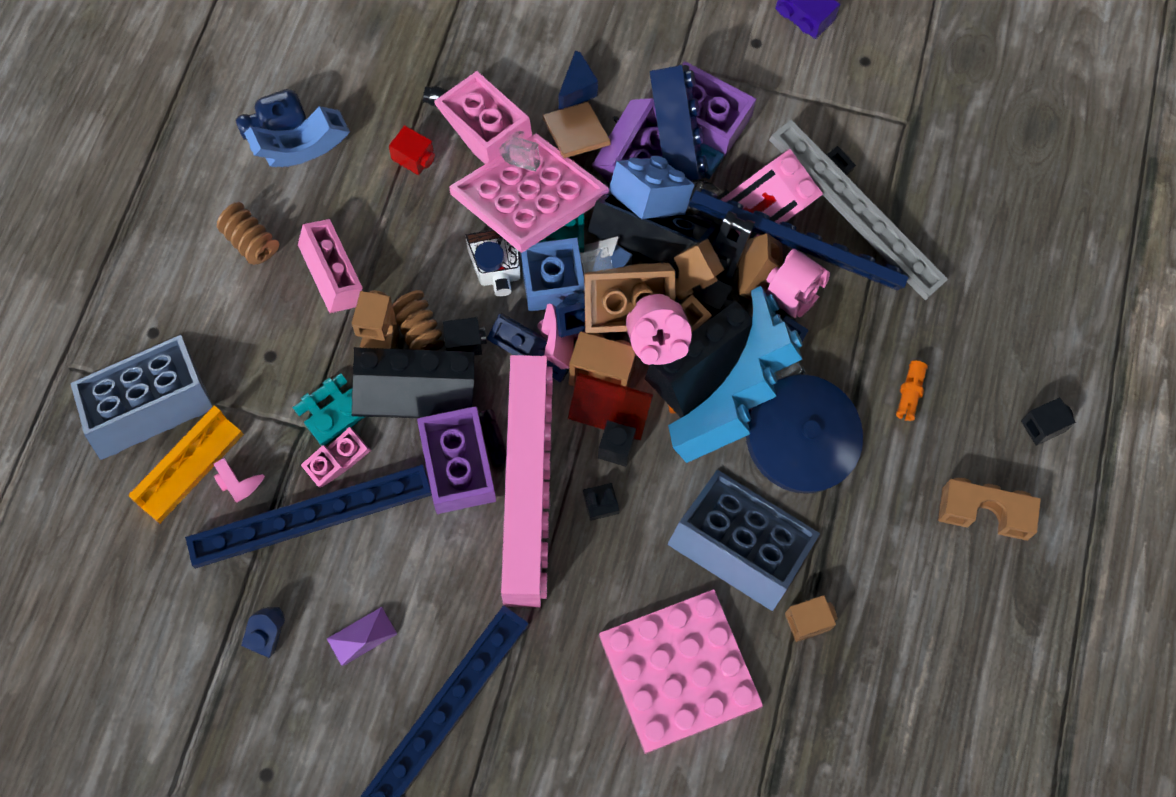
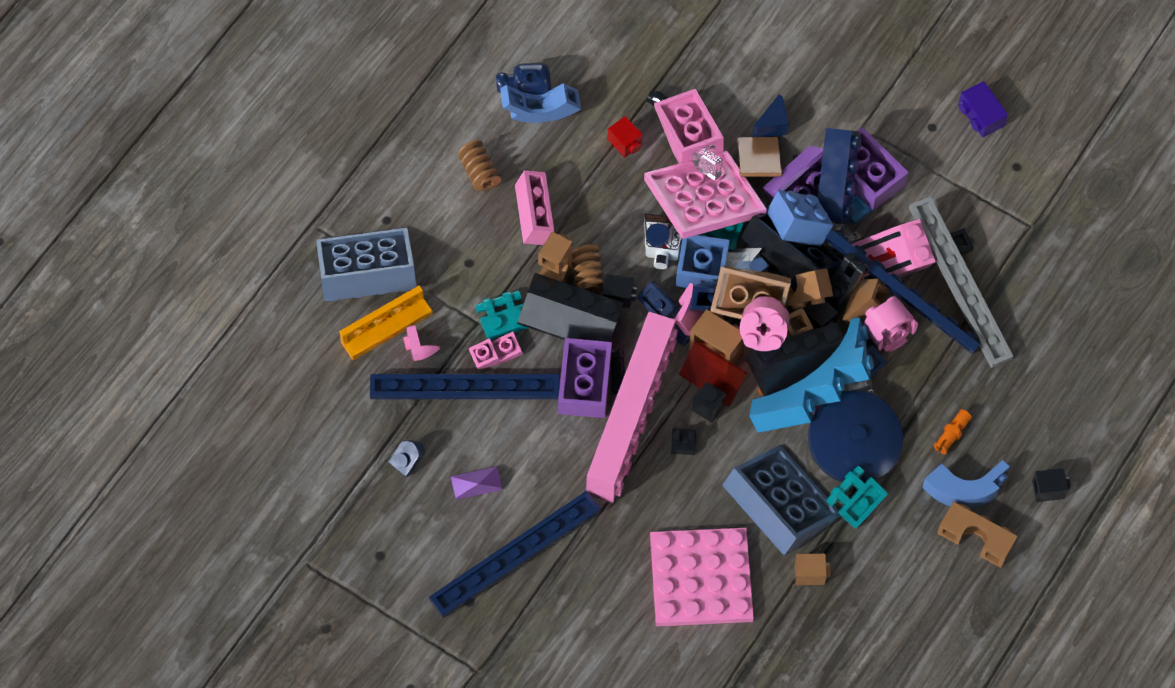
camera: 20 degrees right, 5 degrees down
(841, 512) = (862, 502): none -> teal plate
(941, 464) = (948, 488): none -> medium blue arch

